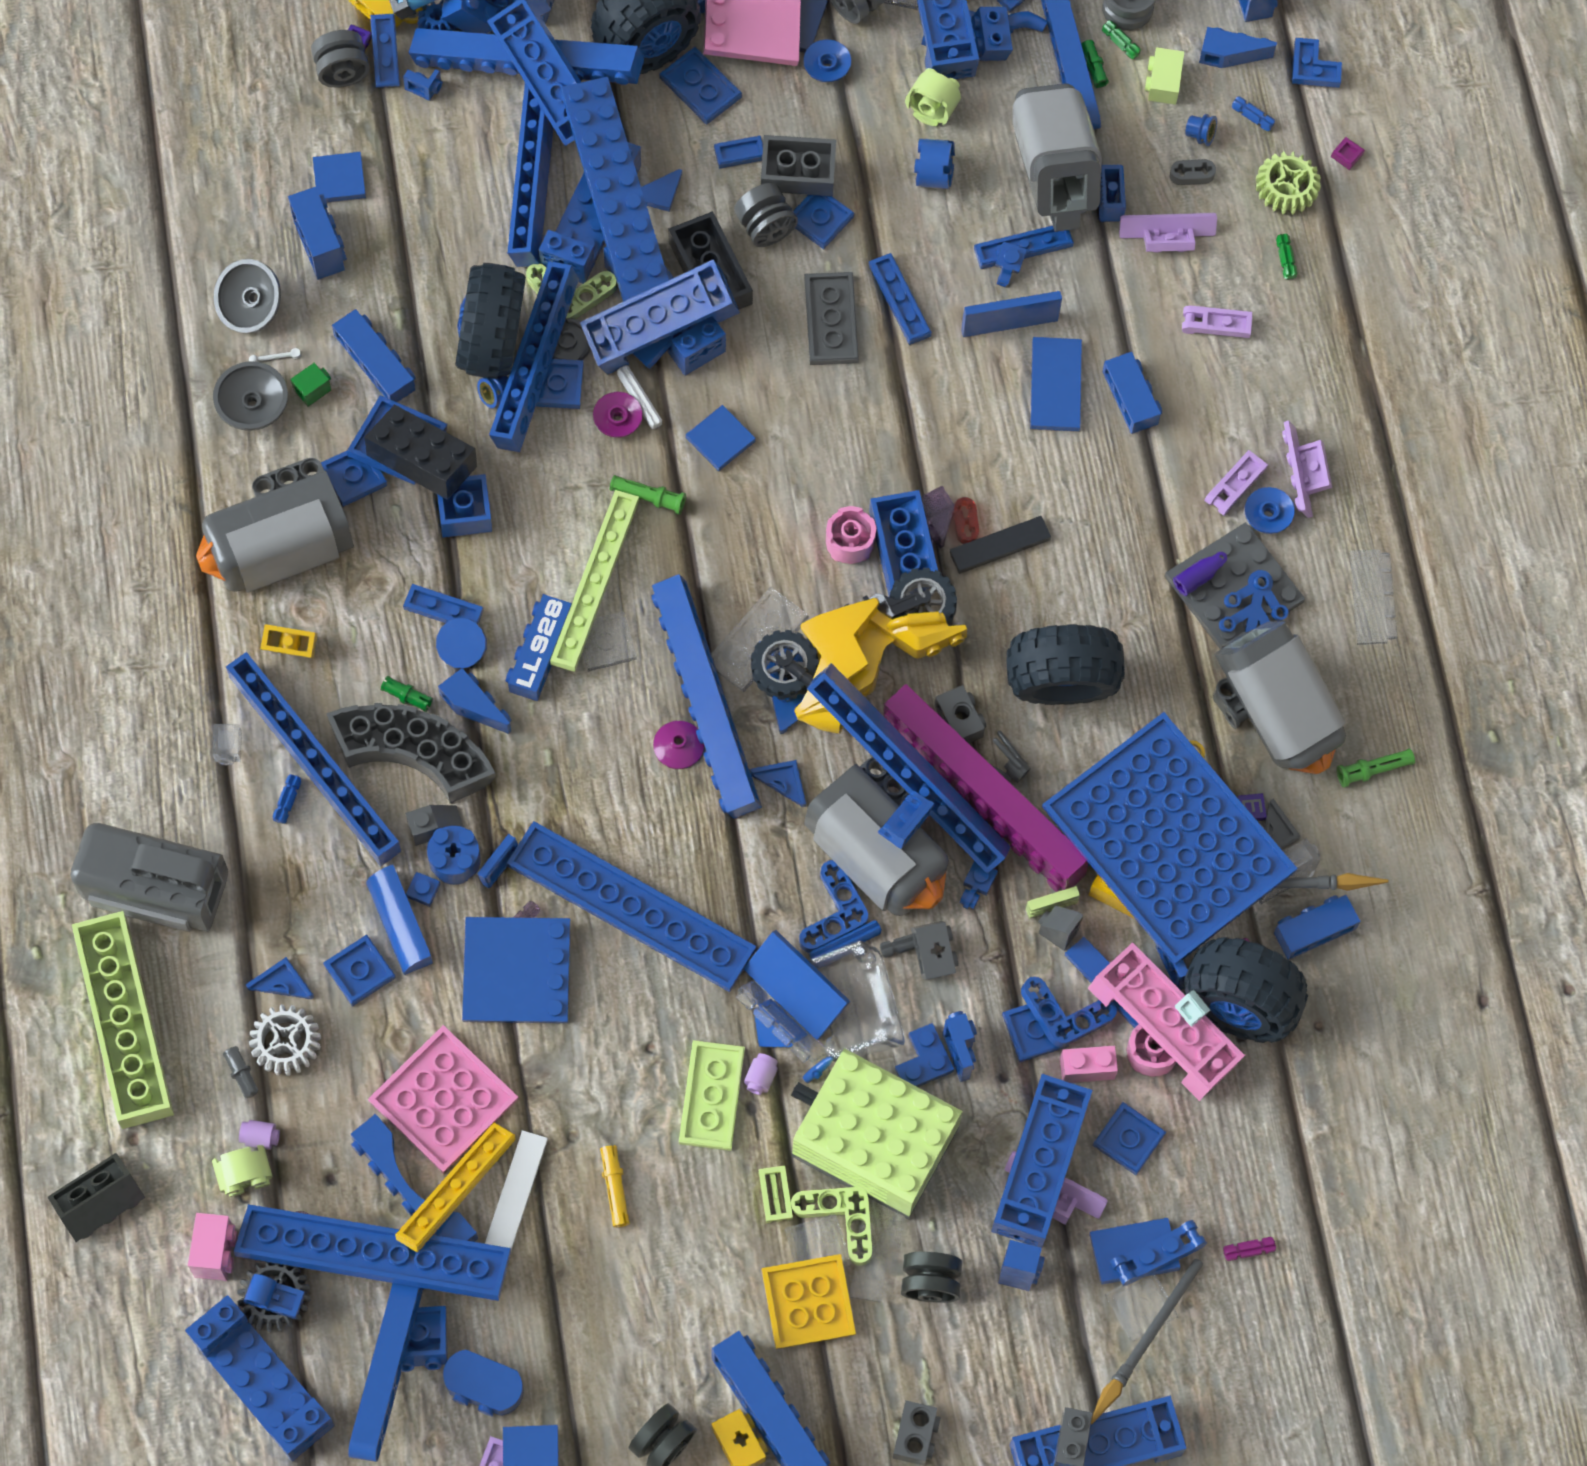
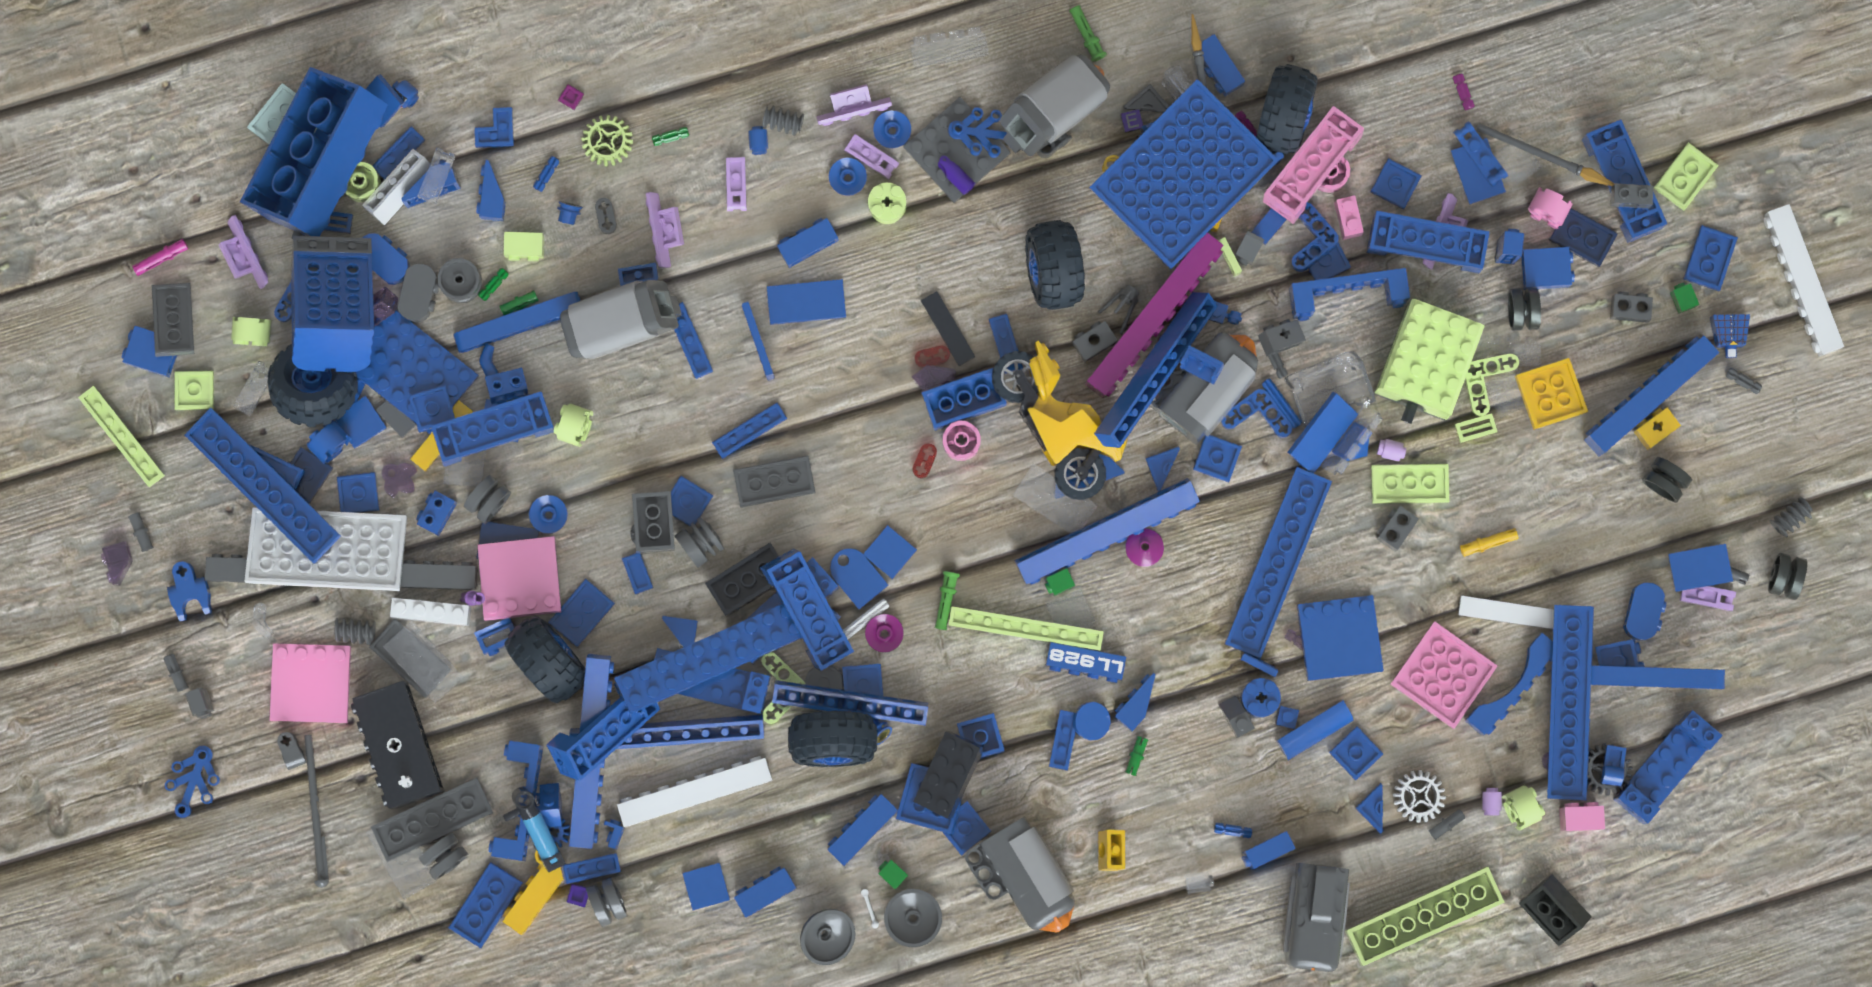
camera: 95 degrees left, 15 degrees up
(249, 831) = (1268, 850): none -> blue brick
(313, 759) = (1202, 815): blue brick -> none
(414, 740) = (1175, 742): dark grey brick -> none
(455, 1187) = (1511, 652): yellow tile -> none
(456, 177) = (694, 792): none -> white brick
(647, 1069) = (1401, 531): none -> dark grey brick
(648, 630) = (1059, 582): none -> green brick
(693, 396) = (857, 578): none -> blue tile
(783, 851) = (1217, 458): none -> blue tile
(816, 1070) = (1383, 410): blue helmet -> none
(833, 492) = (929, 462): none -> clear red beam
(931, 1060) = (1361, 330): blue plate -> none
(935, 164) = (633, 415): blue brick -> none
(959, 1039) = (1347, 309): blue plate -> none
(980, 610) = (1004, 338): none -> blue tile
(986, 984) = (1394, 282): none -> blue plate
(986, 1323) = (1547, 268): none -> blue brick
(1010, 260) = (707, 349): blue plate -> none
(1025, 1384) = (1584, 237): none -> dark blue tile
(1070, 1335) = (1549, 207): none -> bright pink brick
(1185, 488) = (897, 204): none -> yellowish green brick
(1192, 1008) = (1309, 145): light aqua tile -> none
(1213, 440) = (845, 167): none -> blue dish
(1270, 353) = (758, 140): none -> blue brick
(1294, 382) = (782, 120): none -> dark grey piece

